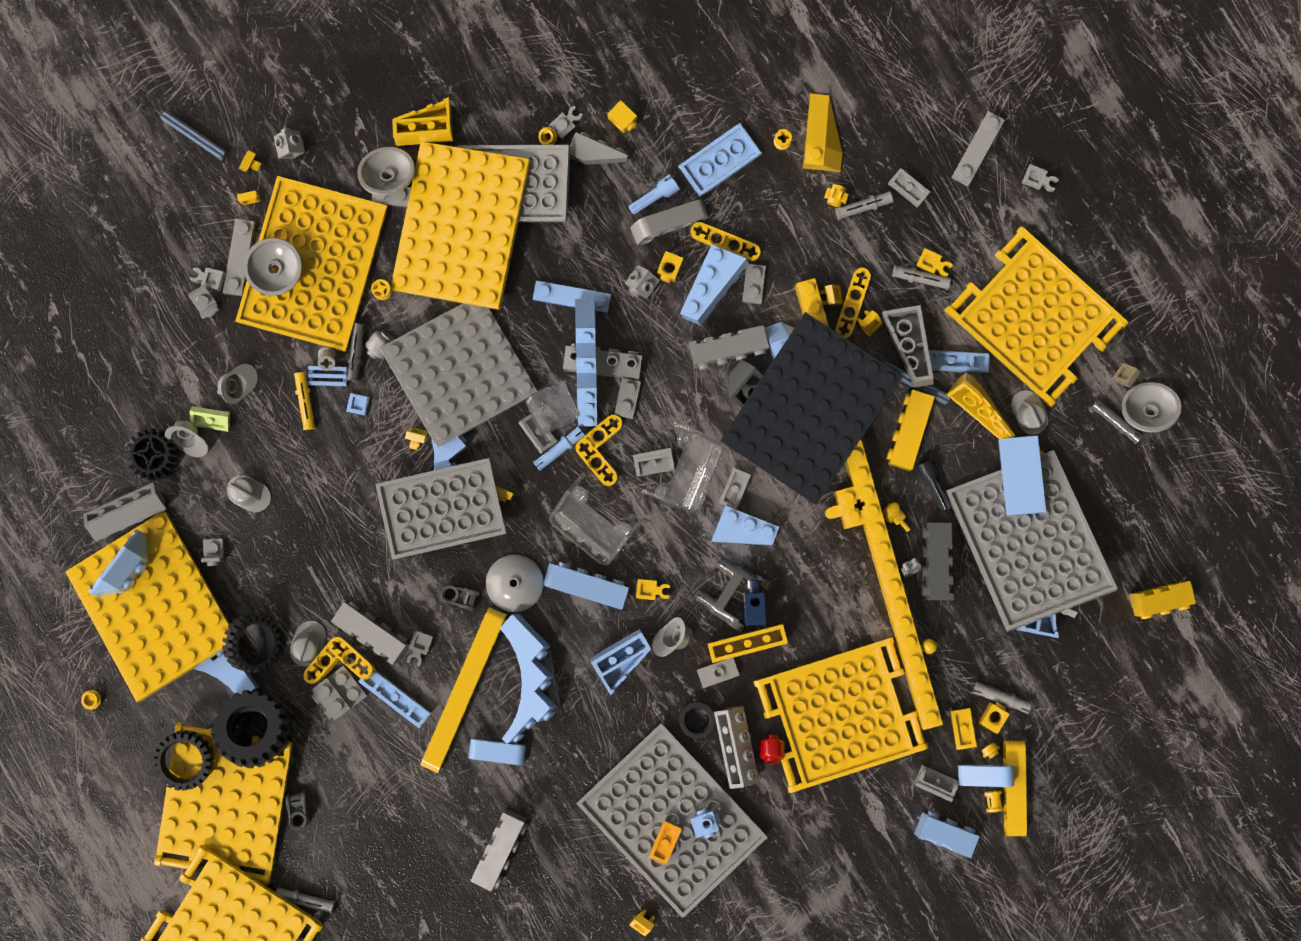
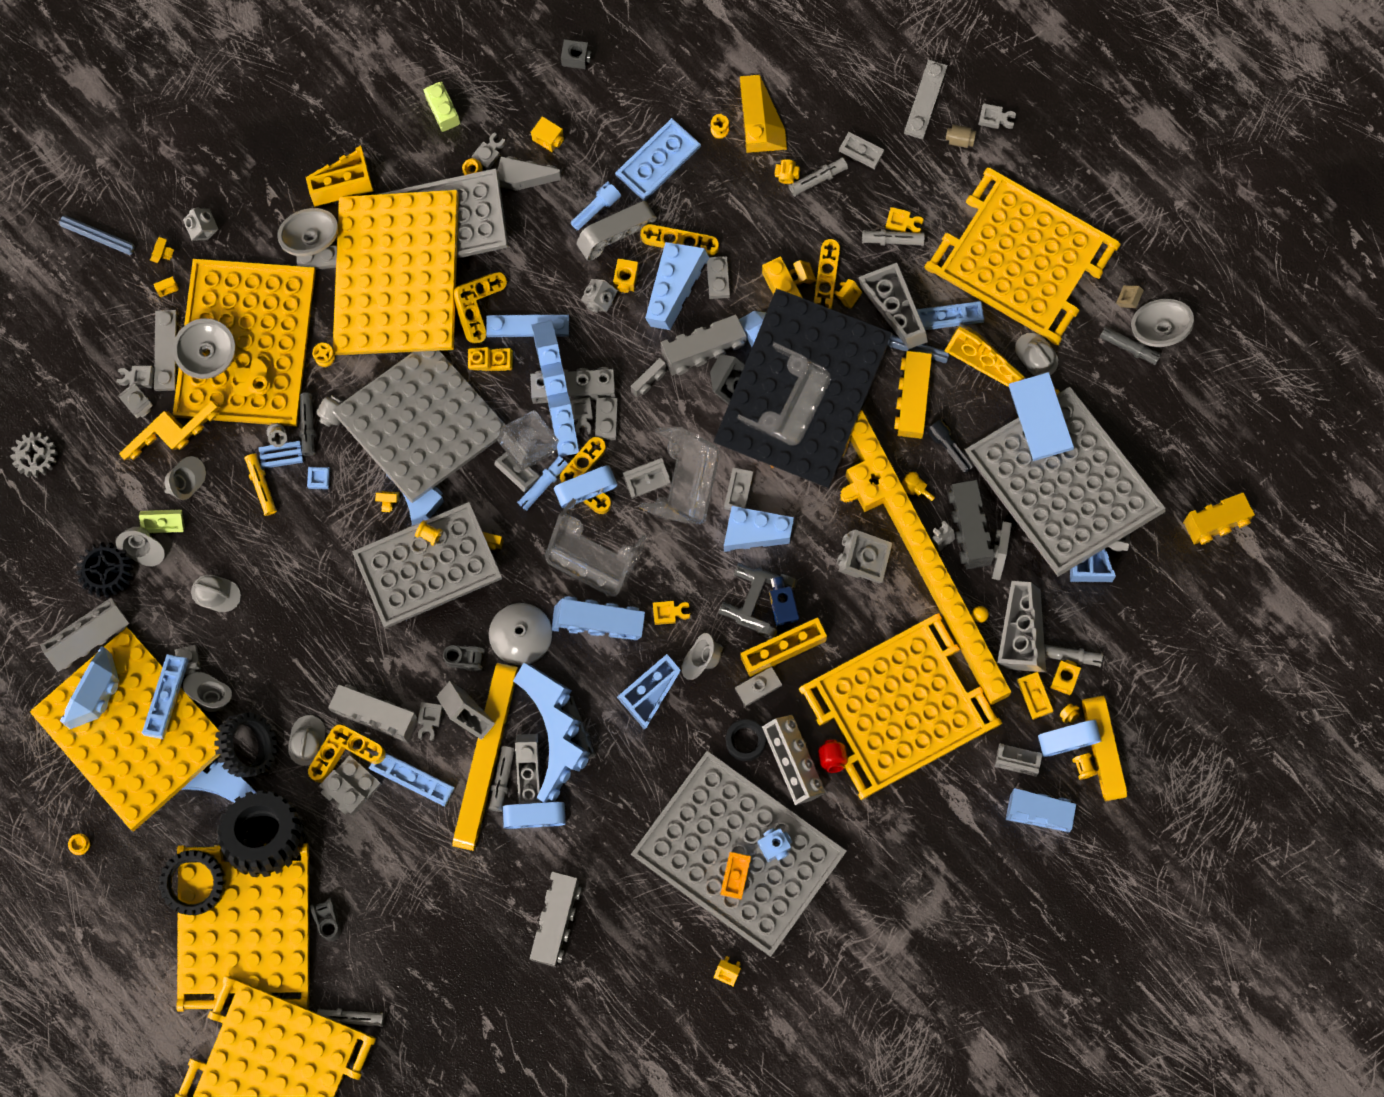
camera: 10 degrees left, 10 degrees down
(104, 342) = (40, 461): none -> light grey gear
(186, 586) = (165, 696): none -> light blue plate
(225, 584) = (207, 691): none -> light grey piece
(231, 337) = (170, 431): none -> yellow bracket
(310, 300) = (250, 378): none -> yellow plate
(447, 481) = (428, 533): none -> yellow bush
(451, 648) = (464, 710): none -> light grey slope
(474, 713) = (500, 786): none -> light grey pin
(499, 707) = (527, 768): none -> light grey slope
(523, 267) = (469, 302): none -> yellow beam
(530, 71) = (441, 106): none -> yellowish green brick
(532, 322) = (490, 360): none -> yellow slope
(597, 461) = (586, 486): none -> light blue beam
(606, 388) = (582, 412): none -> light grey plate
(659, 36) = (571, 47): none -> dark grey brick
(679, 364) = (643, 383): none -> light grey plate
(809, 425) = (801, 404): none -> clear windscreen
(836, 572) = (864, 556): none -> light grey plate
(960, 592) = (1000, 550): none -> light grey wing
(965, 669) = (1023, 630): none -> light grey wedge
(1003, 191) = (960, 136): none -> dark tan brick

